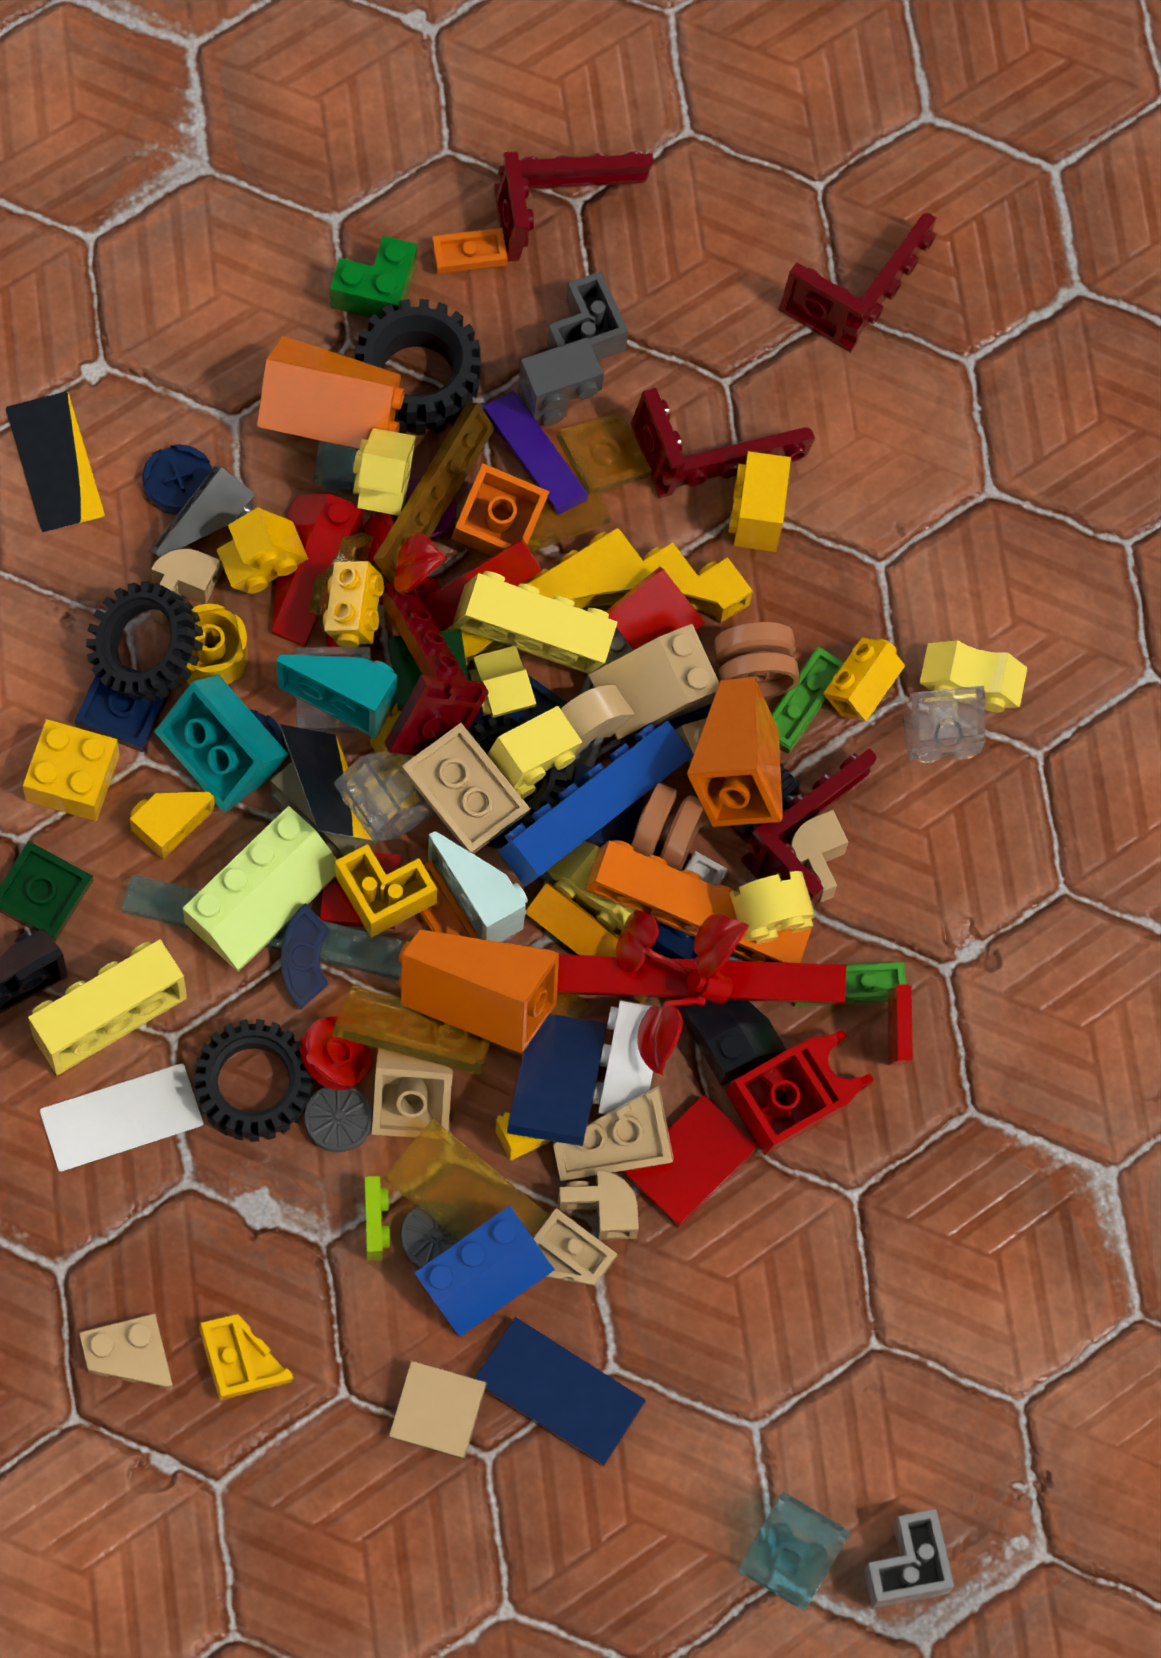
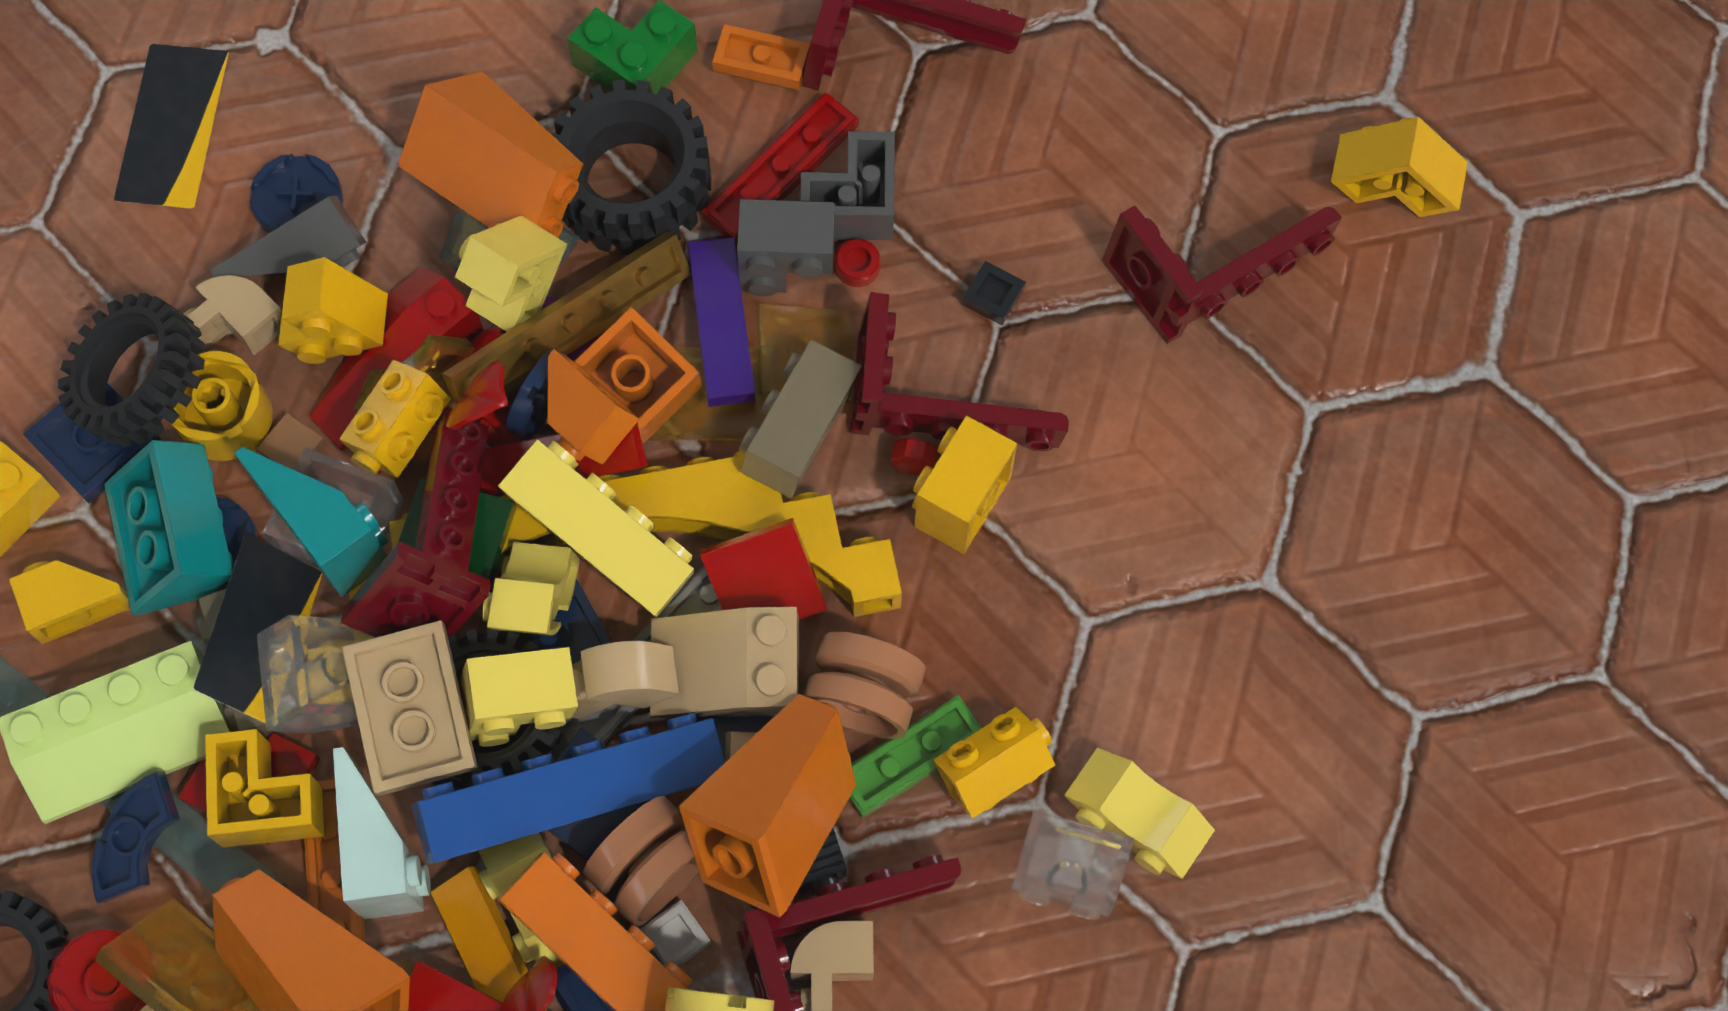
camera: 30 degrees right, 0 degrees up
(265, 653) = (289, 440): none -> medium nougat tile
(443, 543) = (530, 405): none -> dark blue tile
(490, 544) = (584, 411): none -> orange slope
(520, 326) = (780, 166): none -> red tile
(614, 375) = (857, 262): none -> red tile
(629, 497) = (798, 417): none -> dark tan brick
(714, 361) = (993, 293): none -> black tile
(714, 496) = (913, 455): none -> red tile
(961, 162) = (1402, 162): none -> yellow brick

